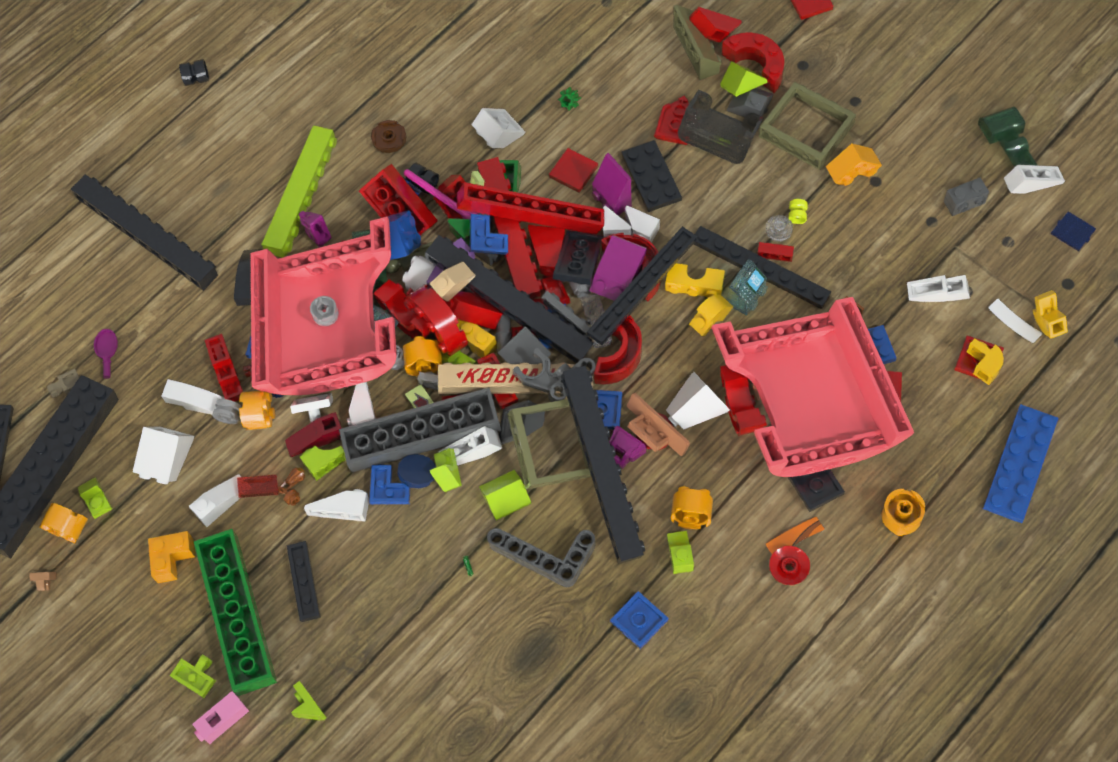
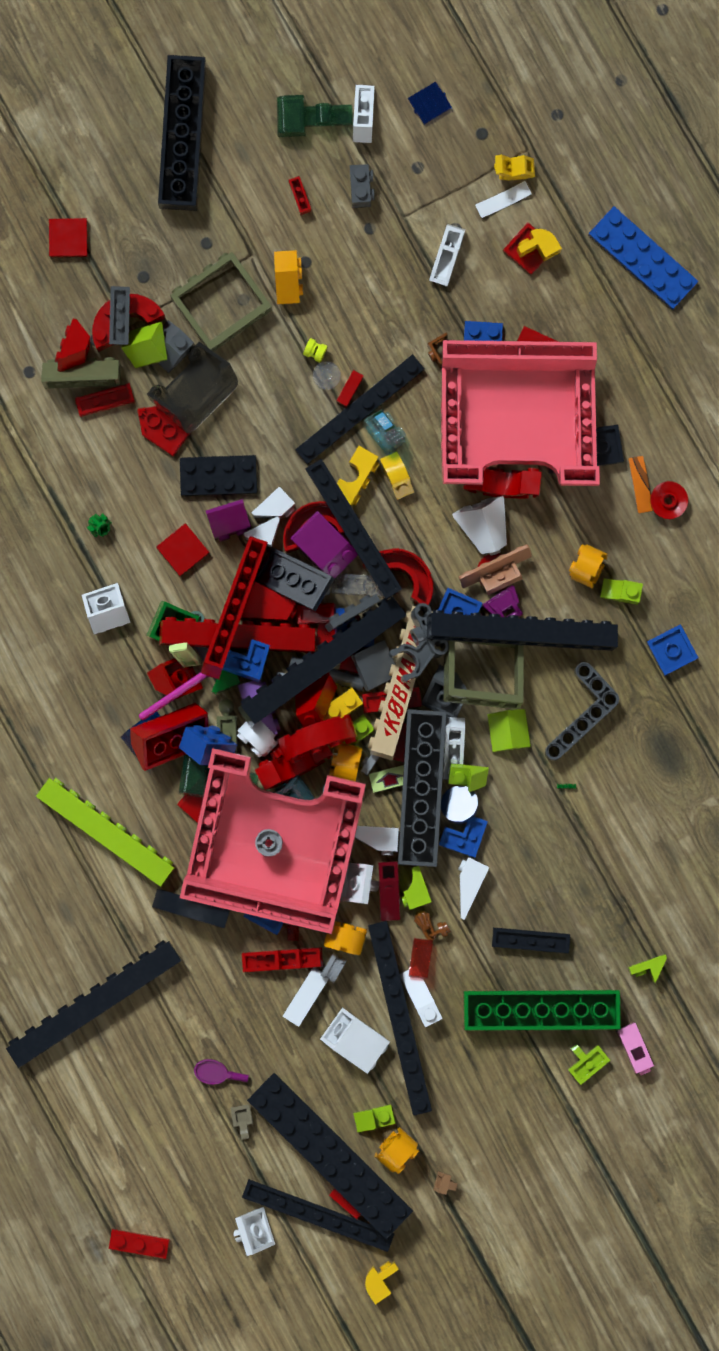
camera: 80 degrees left, 20 degrees up
(165, 552) = (457, 1060): light orange brick -> none
(192, 485) = (399, 1018): none -> black brick
(315, 227) = (157, 828): magenta piece -> none
(388, 129) = (65, 715): reddish brown plate -> none
(427, 175) = (132, 705): black wheel -> none
(452, 280) = (295, 707): tan slope -> none
(682, 71) = (104, 400): none -> red tile
(757, 44) = (119, 315): none -> dark grey plate
(894, 508) = (663, 373): light orange brick -> none
(933, 155) = (299, 195): none -> red piece
(942, 45) = (182, 133): none -> black brick

